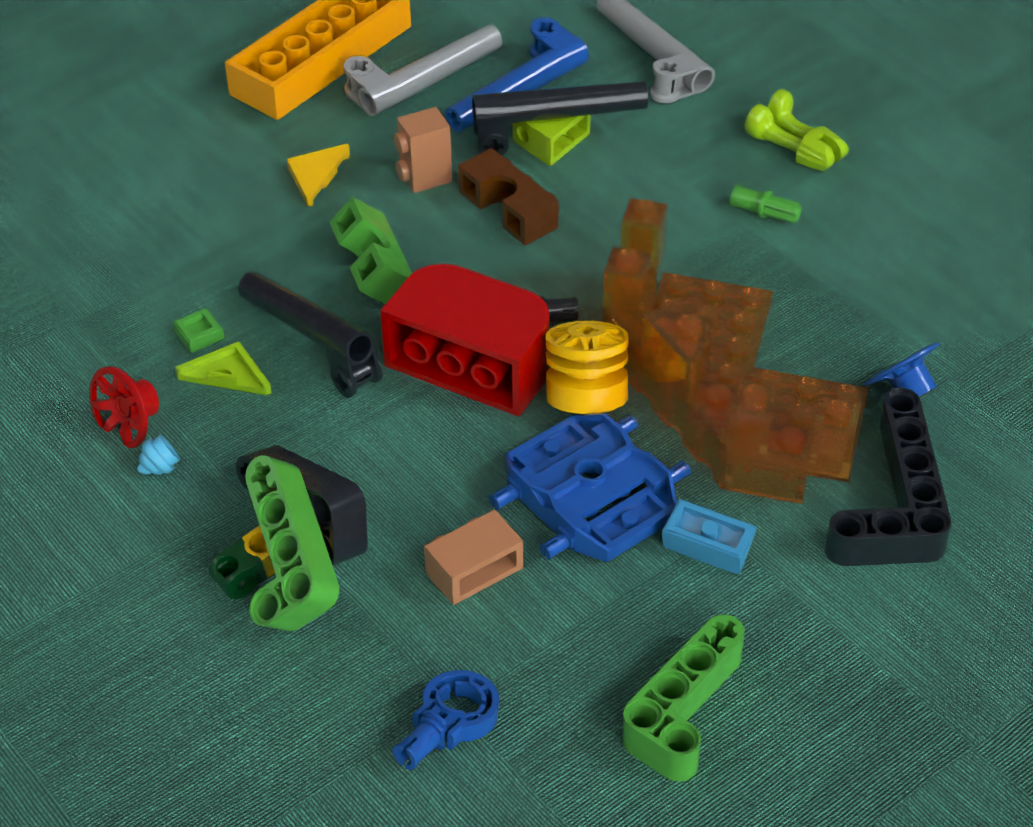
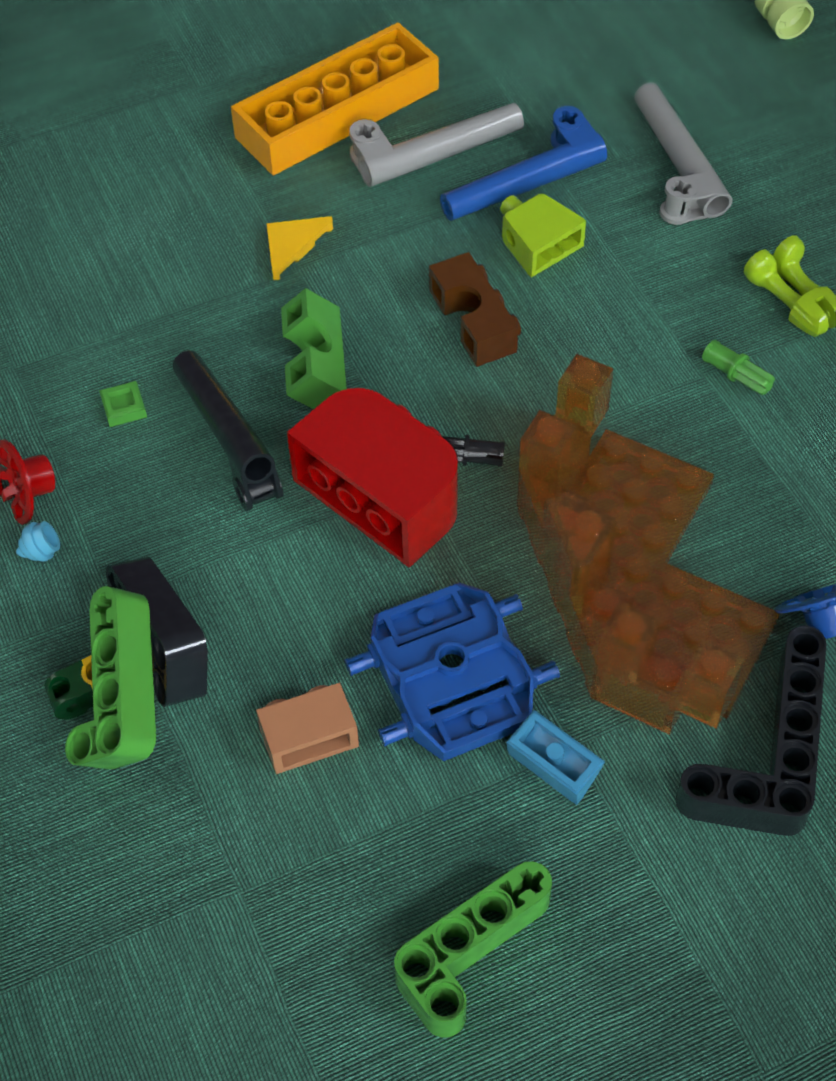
camera: 15 degrees right, 10 degrees up
(226, 368) = (135, 453): lime tile -> none
(423, 150) = (399, 241): nougat piece -> none
(441, 724) = (218, 922): blue pin -> none
(497, 110) = (485, 211): black axle -> none
(586, 367) = (484, 534): yellow wheel -> none

